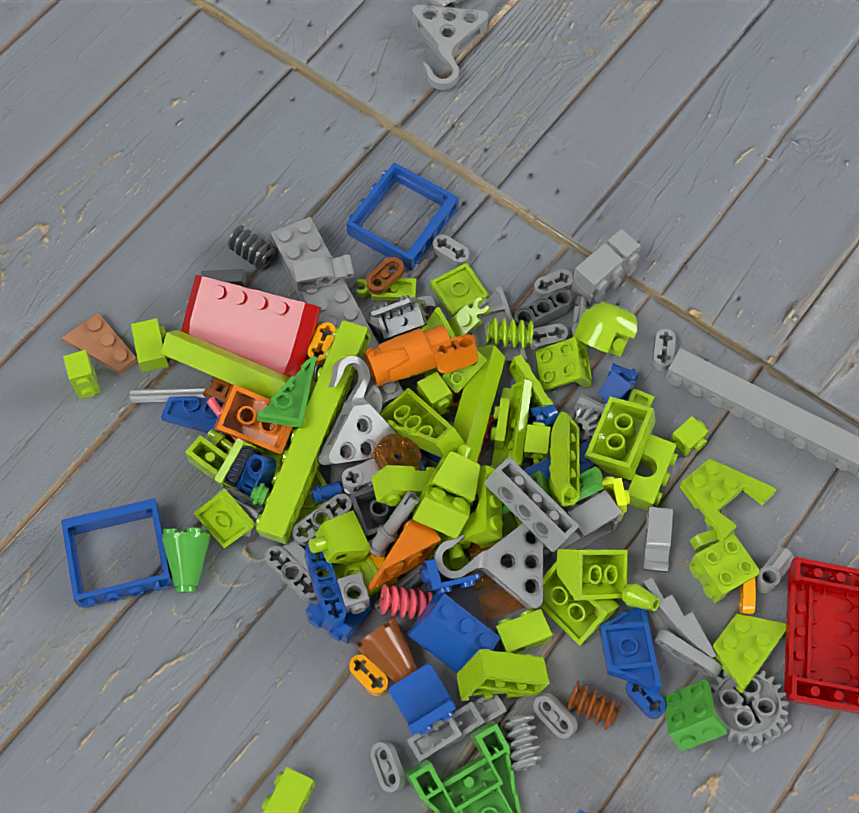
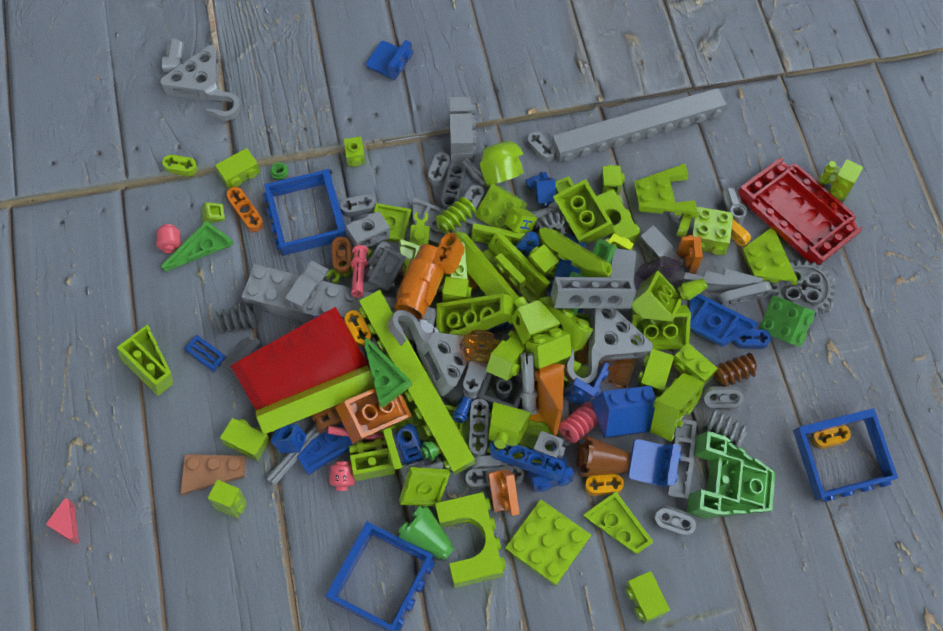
camera: 50 degrees left, 0 degrees up
(153, 213) = (145, 359): none -> lime wedge
(177, 377) = (289, 439): none -> blue brick
(179, 444) = (341, 475): none -> coral head
(202, 267) = (217, 362): none -> blue tile
(206, 630) = (473, 510): none -> lime arch
(270, 669) = (548, 542): none -> lime plate
(277, 137) = (168, 238): none -> coral head
(280, 589) = (503, 491): none -> orange bracket
(297, 165) = (201, 243): none -> bright green wing
(335, 149) = (212, 212): none -> lime slope
(342, 714) = (620, 523): none -> lime wing
(358, 86) = (180, 165): none -> lime beam
(362, 177) = (244, 201): none -> orange beam
(387, 294) = (359, 265): none -> coral pin
(392, 132) = (238, 168): none -> lime brick
(423, 159) = (279, 167): none -> bright green plate
(432, 286) = (375, 223): none -> light grey brick
(499, 204) = (354, 151): none -> lime brick
(562, 662) = (693, 363): none -> lime brick
(563, 391) = (520, 220): none -> lime brick
(623, 155) = (390, 59): none -> blue bracket
(640, 555) = (665, 265): none -> slope
(680, 561) = (691, 249): none -> orange bracket

